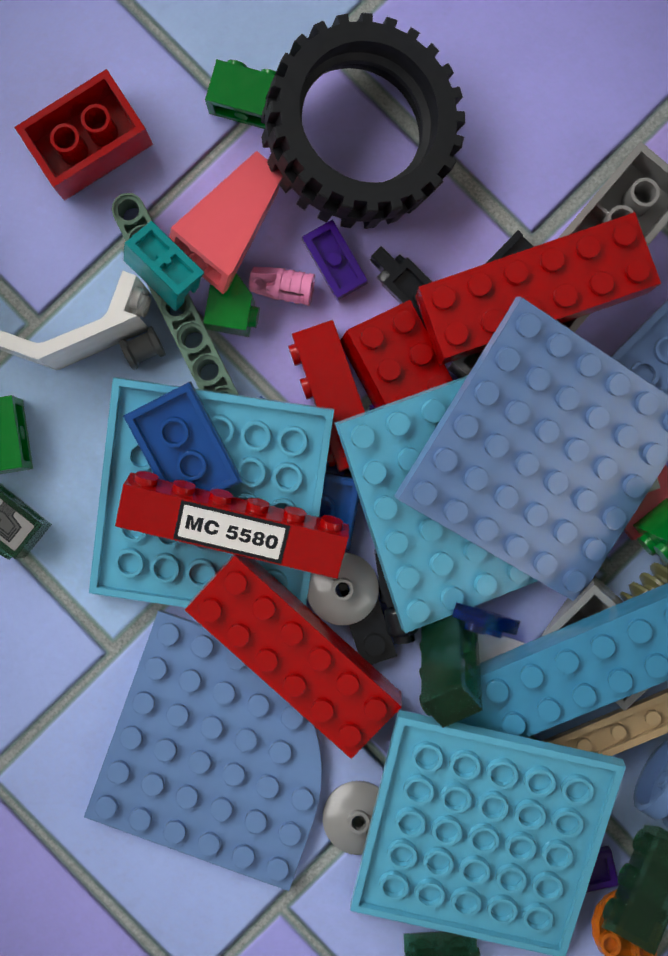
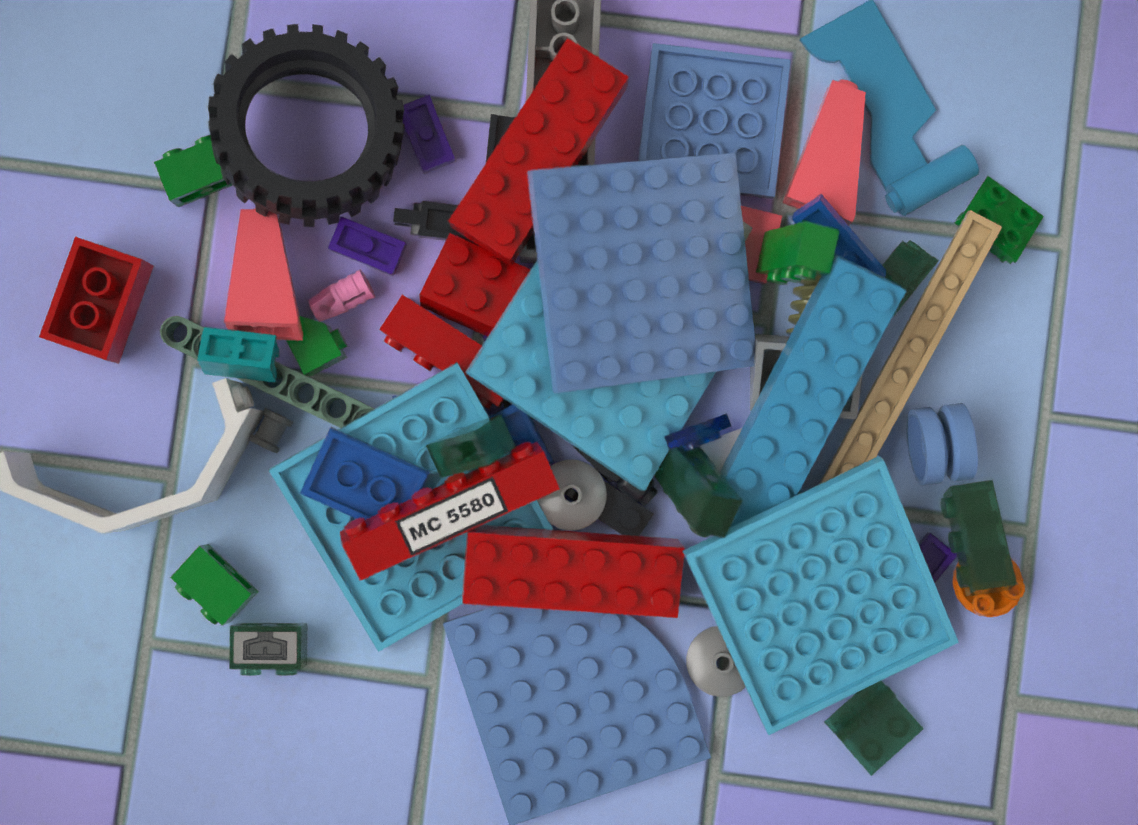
camera: 40 degrees left, 0 degrees up
(292, 487) = (471, 447): none -> clear green slope
(452, 207) = (427, 134): none -> dark purple plate

